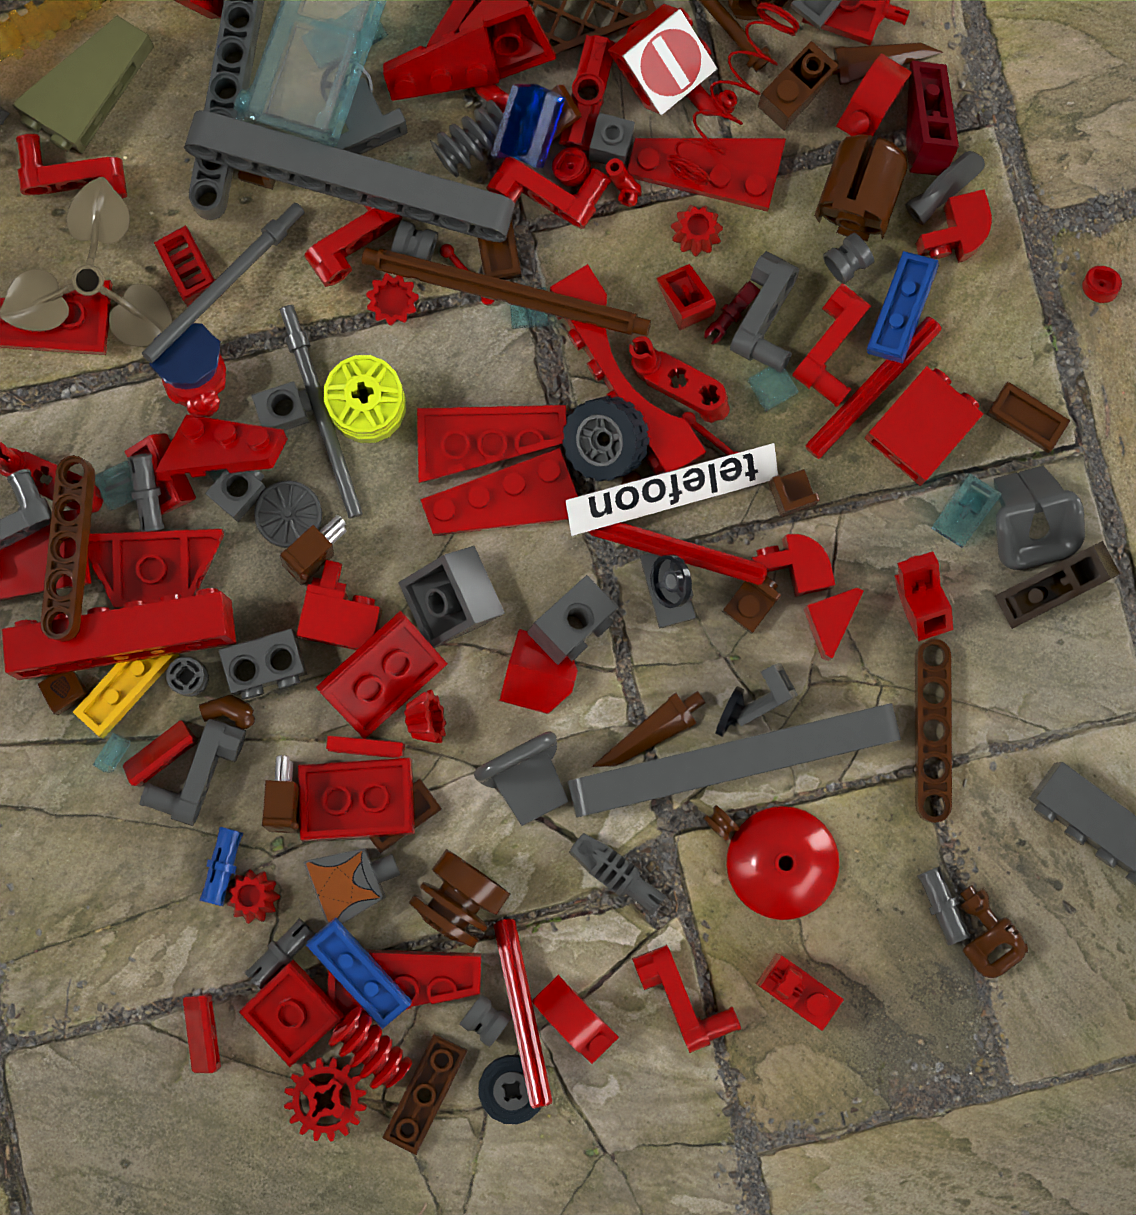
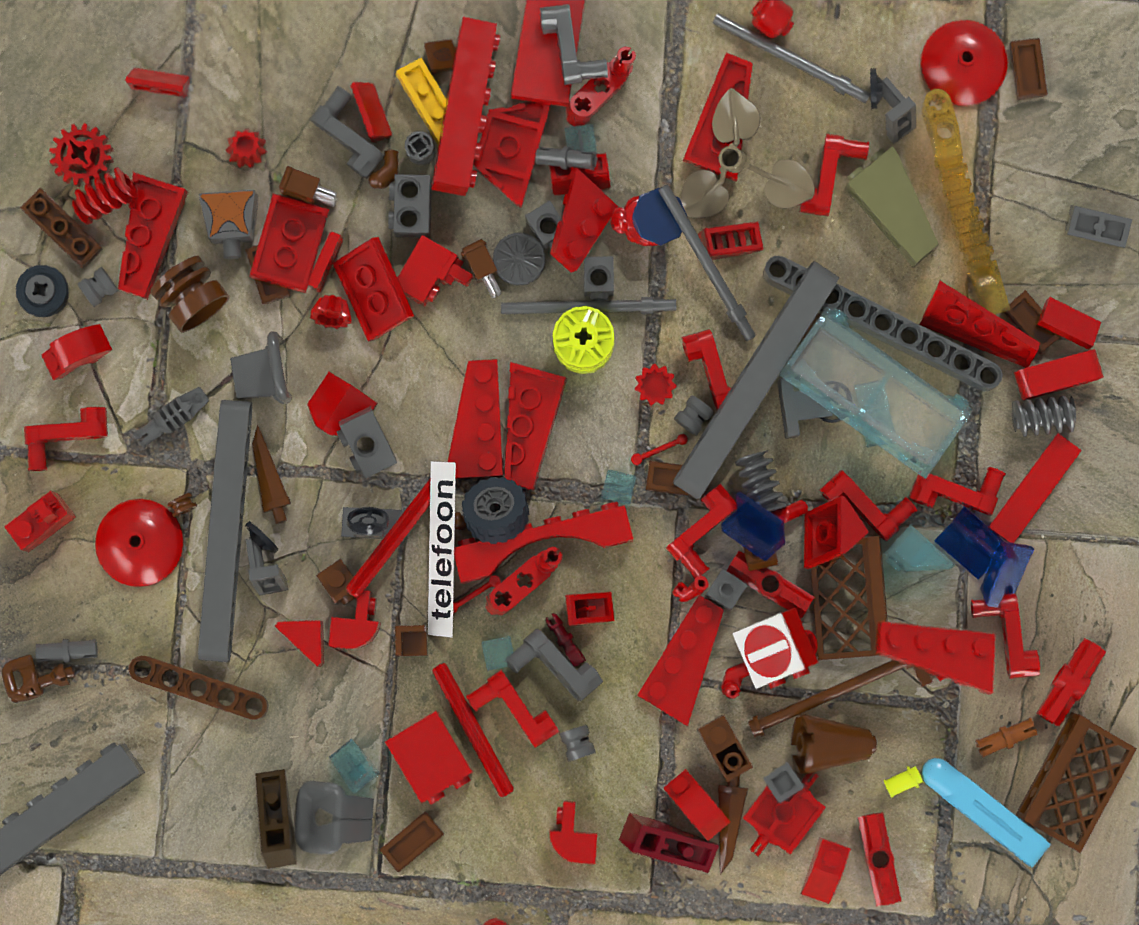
camera: 120 degrees right, 0 degrees up
(75, 565) = (528, 76): reddish brown beam -> none
(112, 753) = (381, 77): clear light blue tile -> none
(221, 866) = (273, 131): blue pin -> none
(279, 954) = (196, 155): dark grey pin -> none
(291, 1013) = (150, 149): red plate -> none
(359, 973) = (161, 205): blue tile -> none
(449, 65) = (821, 483): red wing -> none
(451, 596) = (415, 359): dark grey slope -> none
(506, 291) = (631, 470): reddish brown piece -> none
(523, 1013) = (93, 314): red axle -> none
(571, 166) = (717, 554): red tile -> none
(696, 230) = (639, 635): red piece -> none
(697, 174) = (678, 642): red piece -> none
(862, 186) = (628, 771): reddish brown cylinder -> none
(903, 307) = (526, 772): blue tile -> none
(923, 596) = (298, 712): red brick -> none
(945, 186) = (611, 839): dark grey piece -> none

